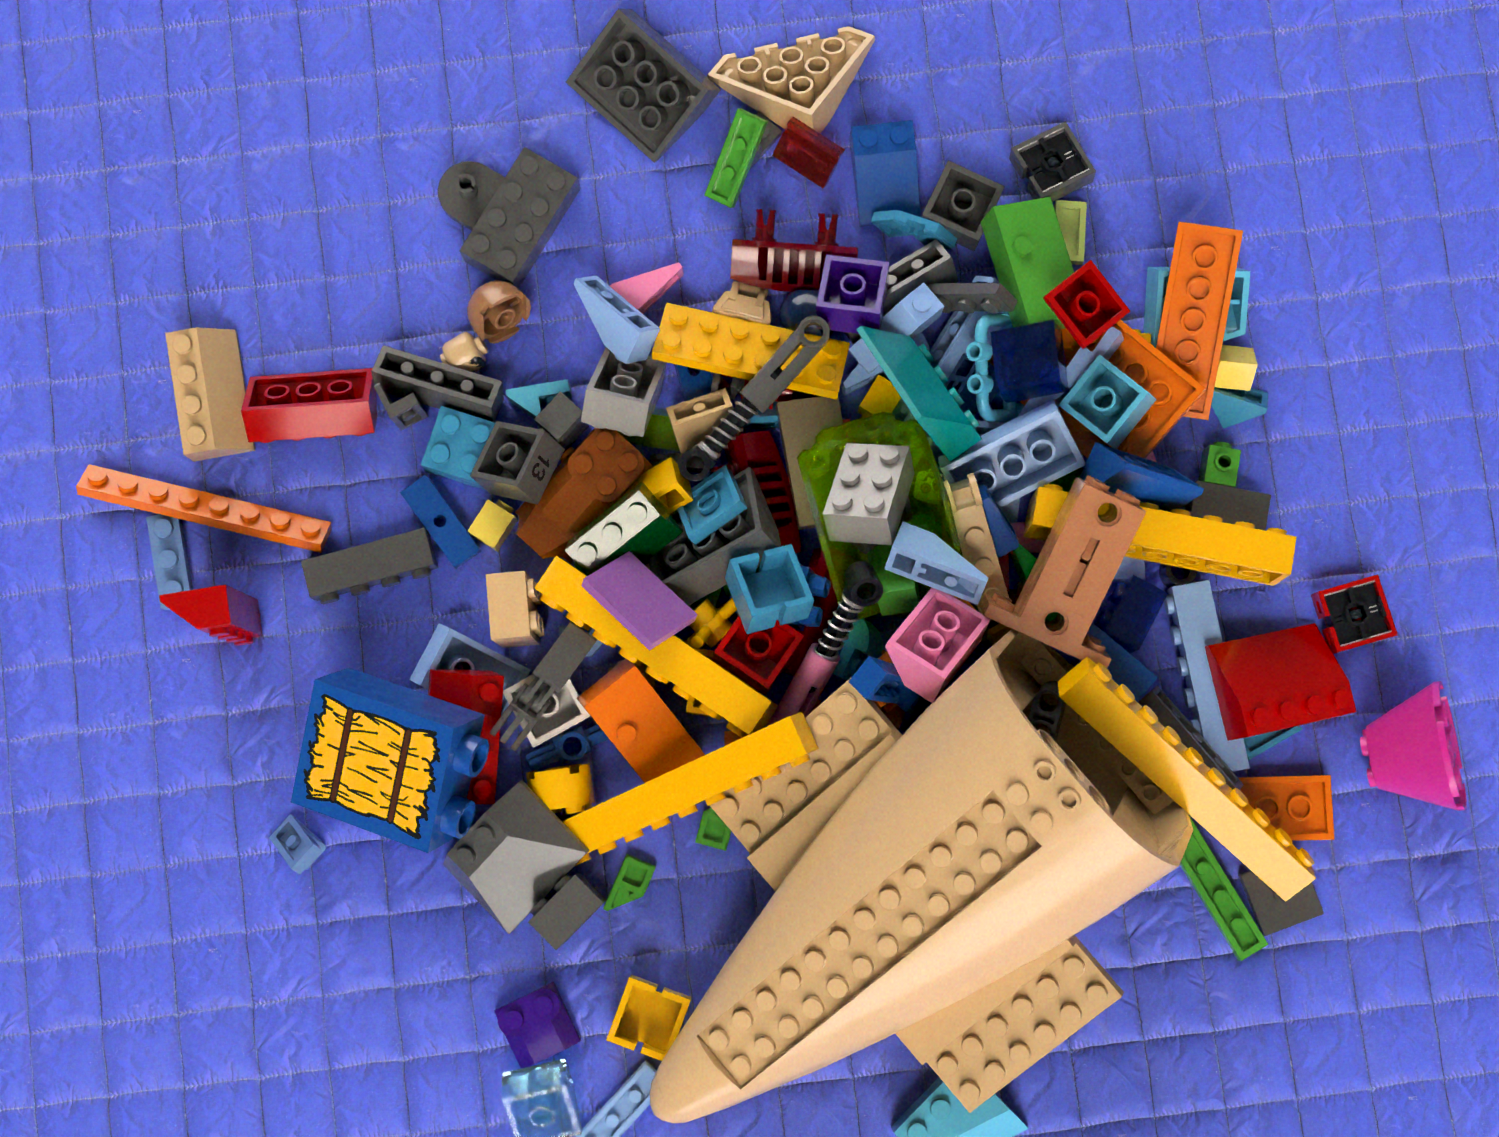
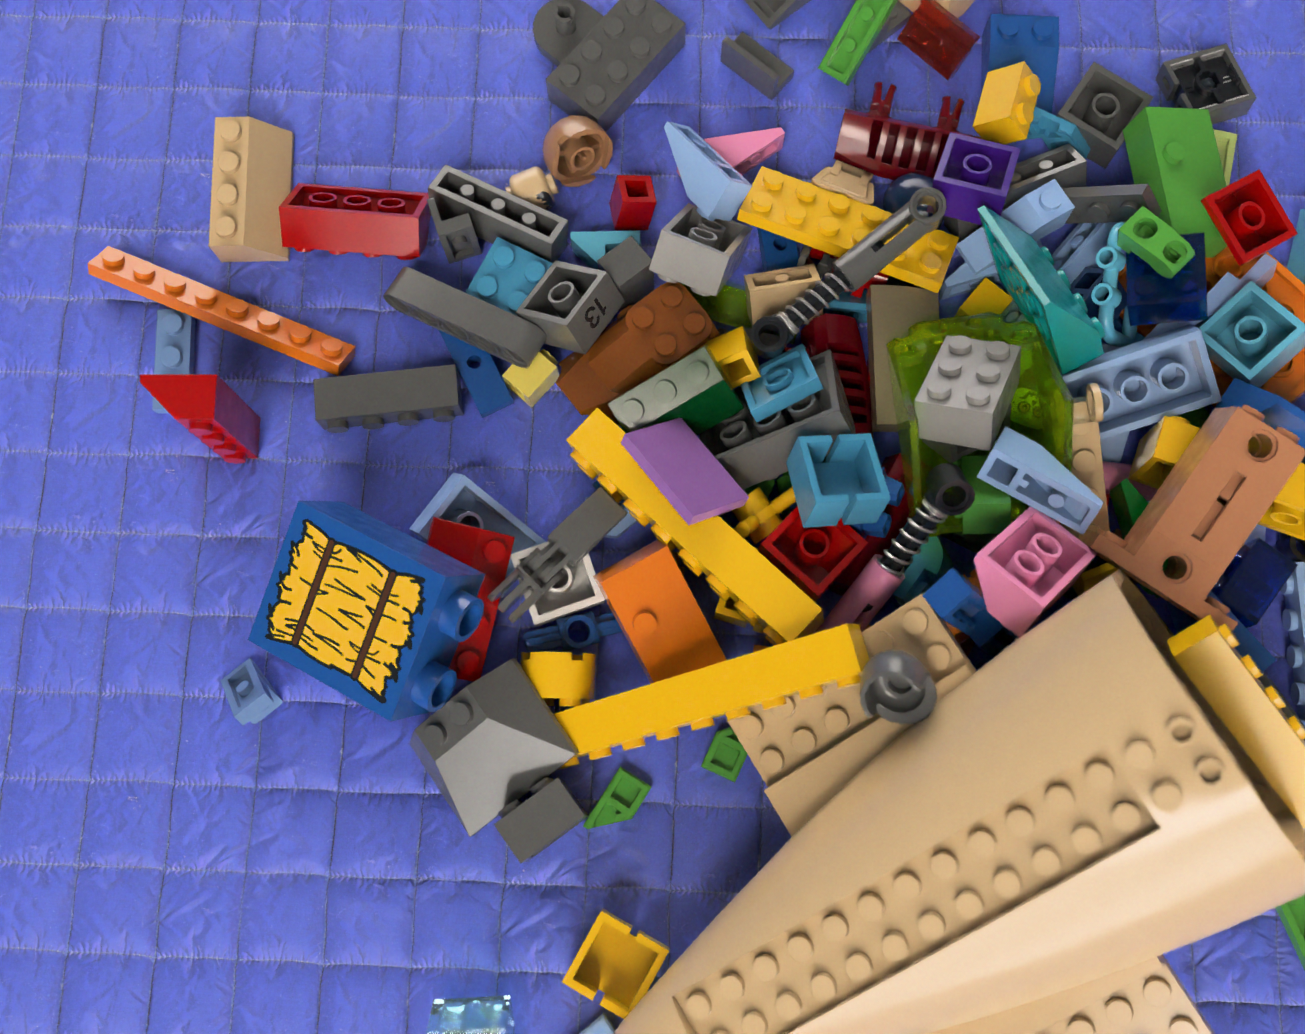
camera: 15 degrees right, 5 degrees down
(425, 484) = (465, 317): none -> dark grey beam
(513, 609) = (539, 465): tan brick -> none
(537, 1025) = (484, 950): dark purple slope -> none
(556, 352) = (632, 202): none -> red brick
(648, 200) = (755, 65): none -> dark grey panel
(837, 761) = (897, 688): none -> dark grey helmet
(875, 214) = (1007, 104): none -> yellow brick
(1001, 530) = (1114, 466): blue slope -> none
(1010, 338) = (1155, 243): none -> bright green leg

